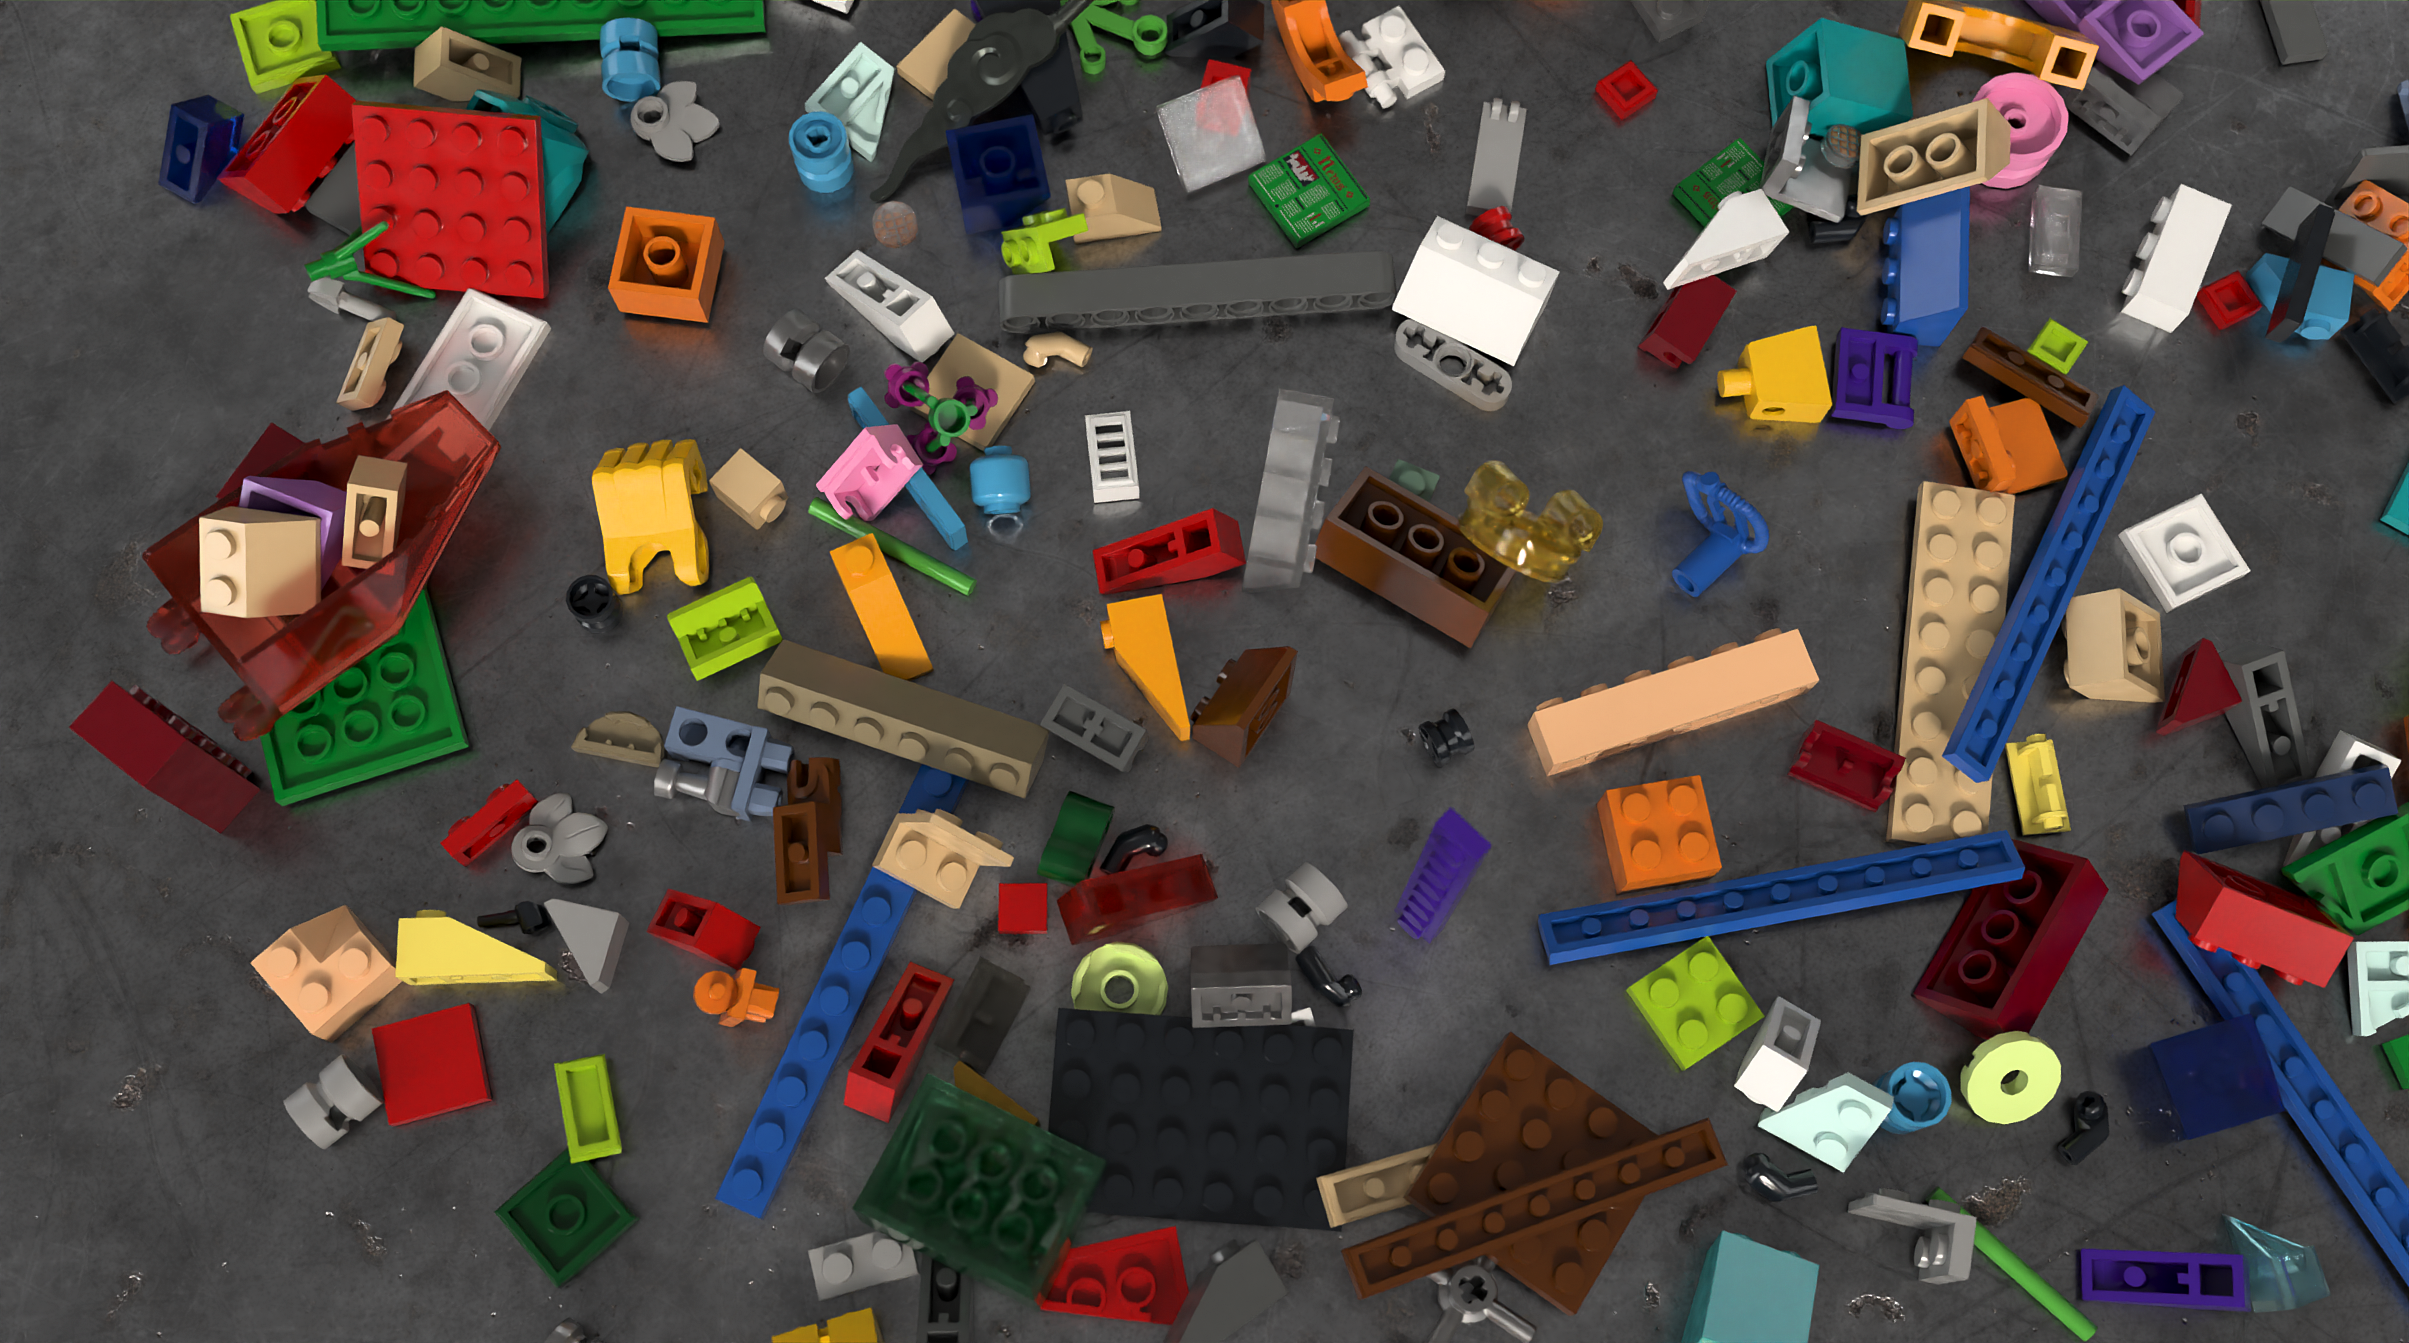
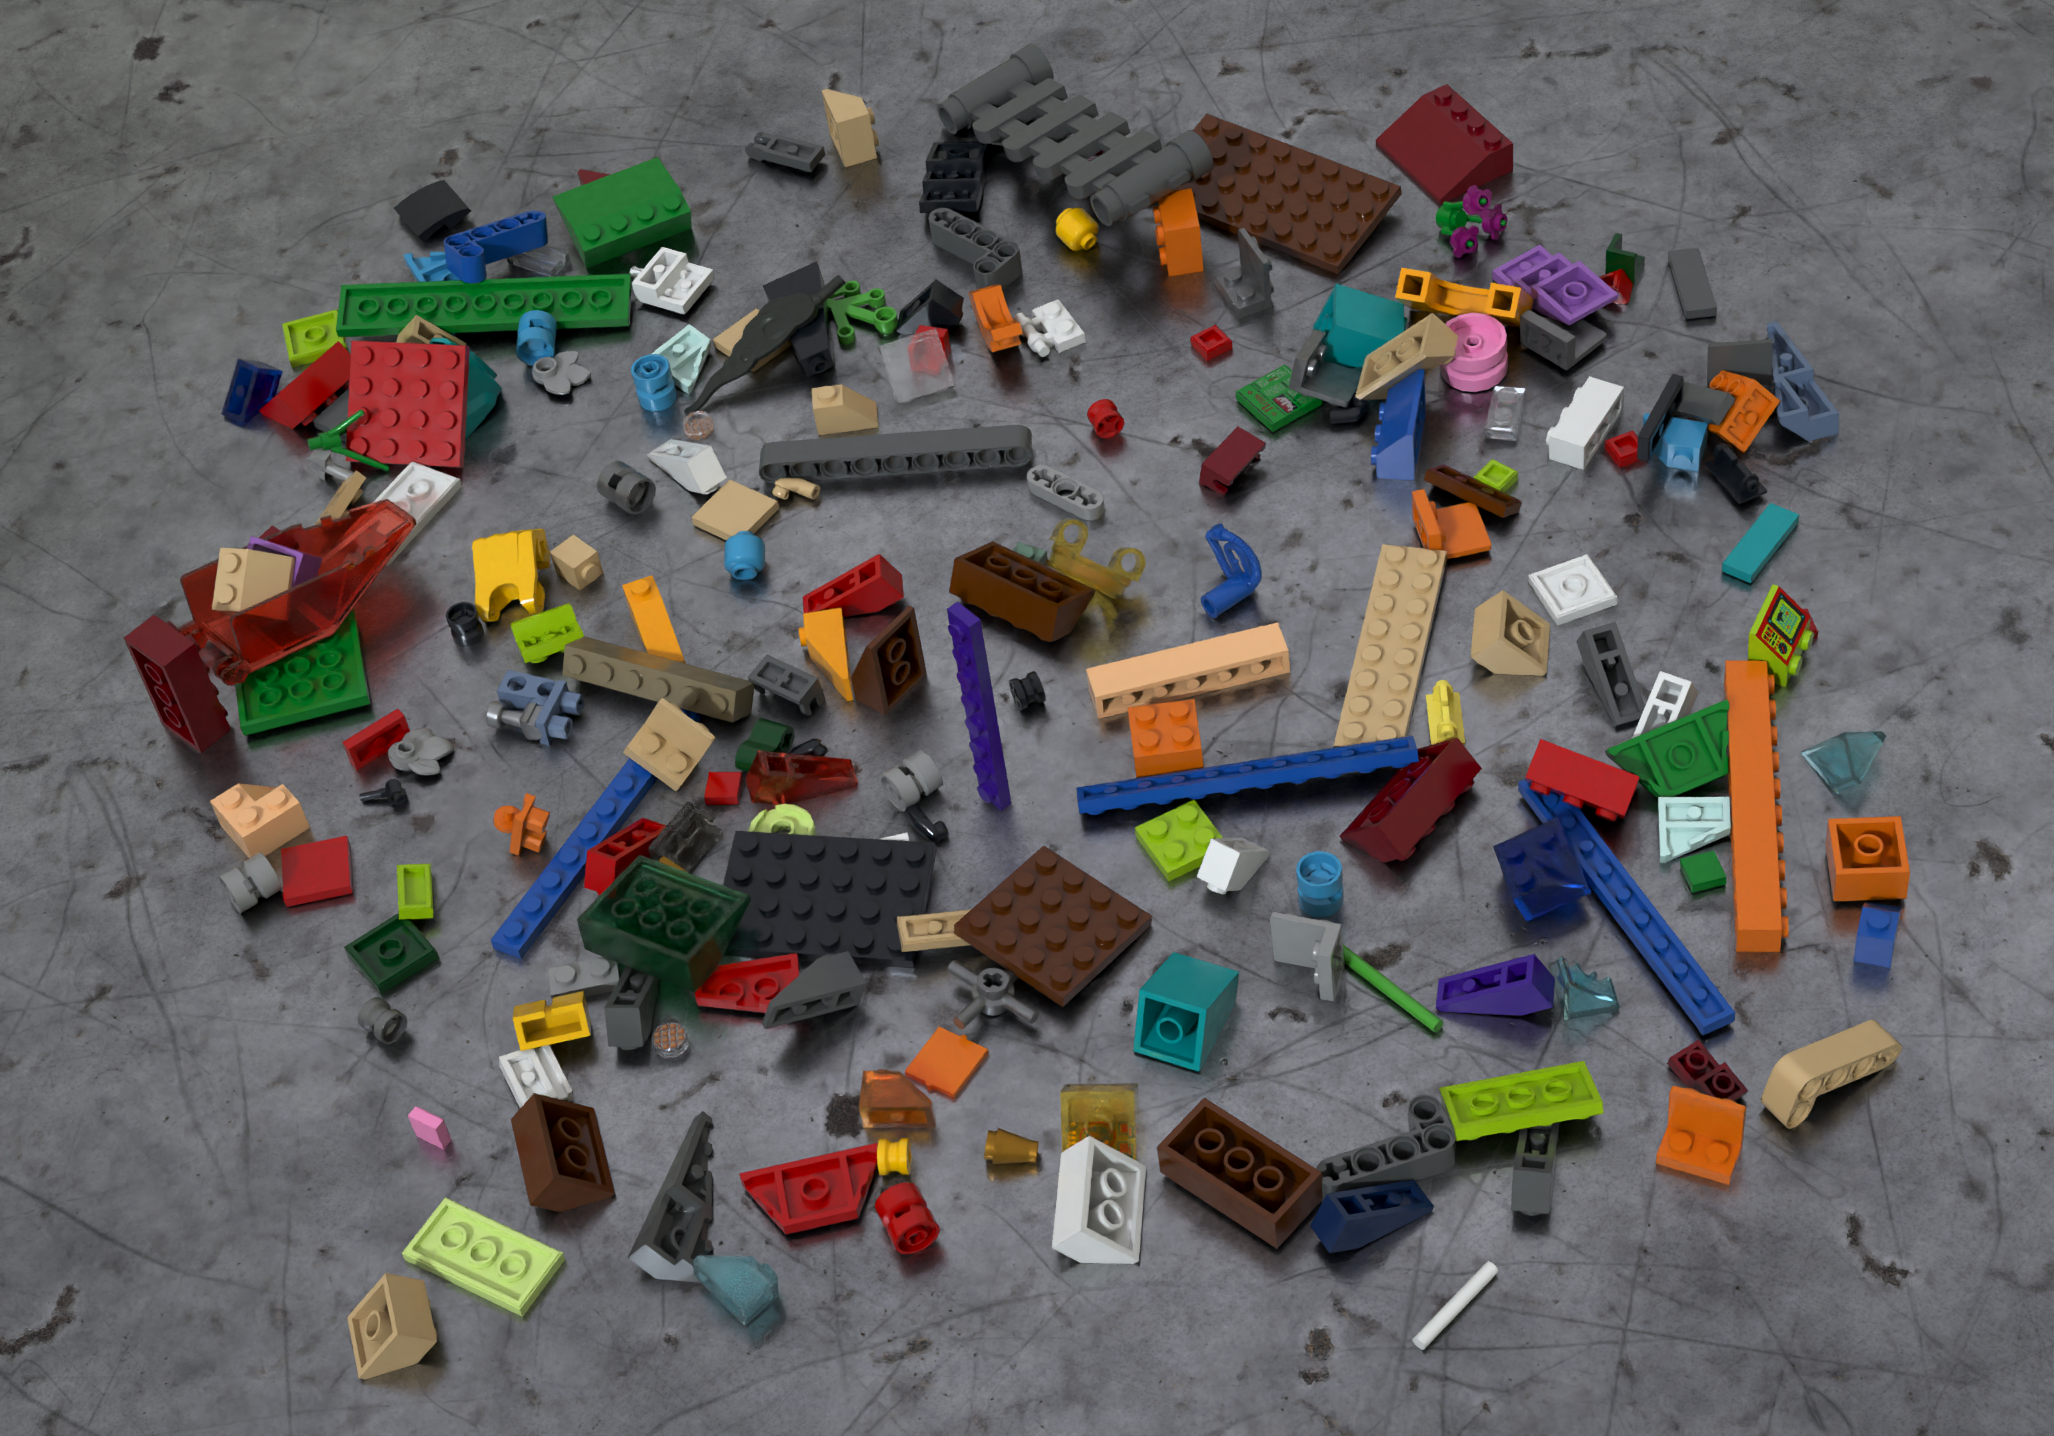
camera: 15 degrees right, 25 degrees down
(373, 510) = (329, 550): tan slope -> none
(449, 952) = (347, 808): light yellow slope -> none
(593, 938) = (435, 798): light grey slope -> none
(623, 738) = (471, 699): dark tan tile -> none
(666, 264) = (542, 442): orange brick -> none
(704, 929) = (507, 789): red slope -> none
(808, 831) = (585, 737): reddish brown plate -> none
(870, 472) = (656, 545): bright pink hinge -> none
(895, 547) = (675, 598): bright green bar -> none
(920, 485) = (684, 550): dark azure tile -> none
(946, 416) = (709, 507): magenta plant -> none
(997, 172) = (767, 388): clear blue slope -> none
(1027, 246) = (791, 418): lime bracket -> none
(1112, 488) = (823, 546): white slope -> none
(1240, 985) = (858, 815): flat silver bracket -> none
(1289, 492) = (933, 547): clear slope -> none
(1309, 190) = (982, 400): green tile -> none
(1475, 290) = (1084, 445): white slope -> none
(1496, 157) = (1116, 376): light grey hinge -> none
(1532, 1208) = (1041, 931): reddish brown tile -> none
(1738, 234) = (1257, 410): white slope -> none
(1774, 1183) = (1222, 938): black arm -> none
(1781, 378) = (1291, 493): yellow torso -> none
(1831, 1120) = (1260, 891): light aqua wing -> none
(1842, 146) = (1352, 365): clear tile -> none
(1845, 765) = (1306, 704): dark red hinge -> none
(1860, 377) = (1350, 492): dark purple plate -> none
(2024, 1095) = (1414, 877): yellowish green tile -> none
(2048, 586) = (1461, 597): blue plate -> none
(2090, 1127) = (1455, 908): black arm -> none
(2199, 689) = (1566, 664): dark red slope -> none
(2291, 809) = (1619, 718): dark blue plate -> none

